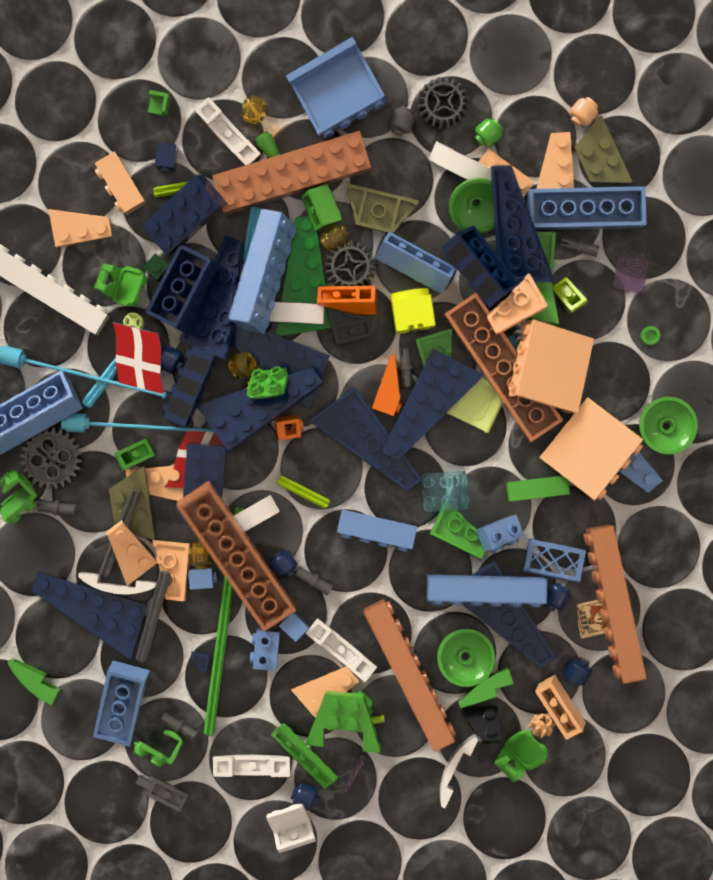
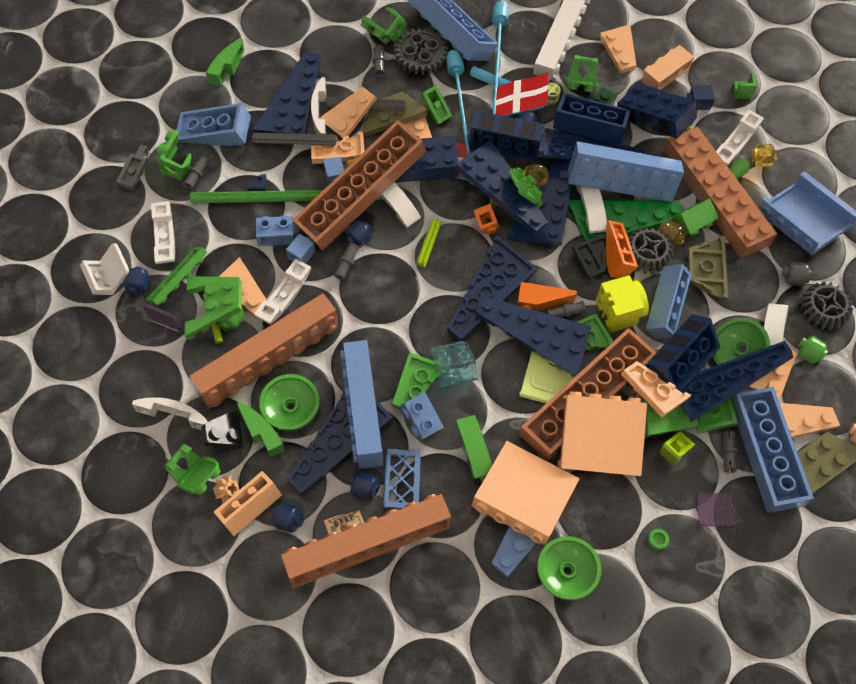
camera: 80 degrees right, 25 degrees down
(376, 529) = (405, 305): medium blue brick -> none

